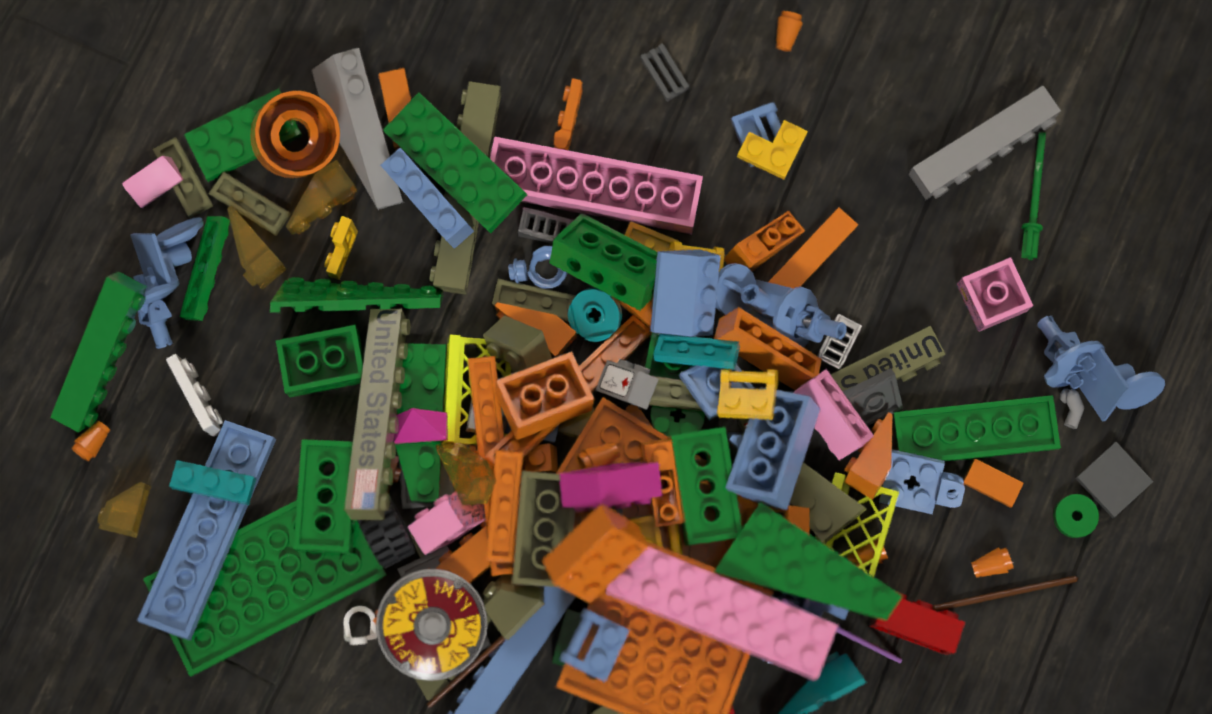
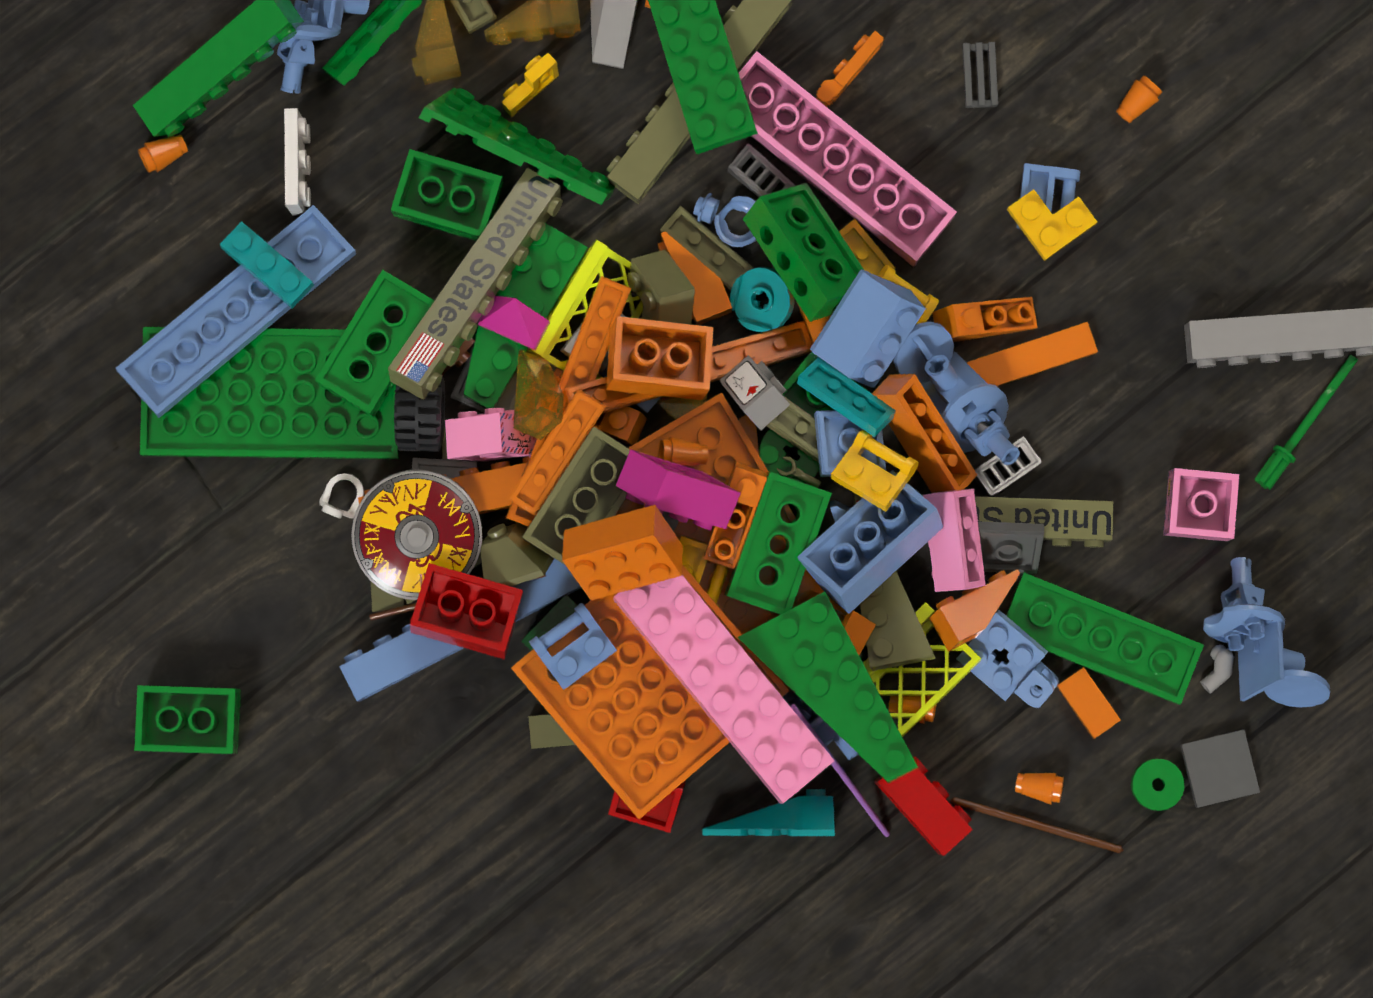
camera: 25 degrees right, 5 degrees up
(125, 511) = (160, 246): clear yellow slope -> none
(427, 198) = (649, 80): medium blue brick -> none
(499, 662) = (466, 611): none -> red slope
(691, 426) = (798, 473): none -> olive hand

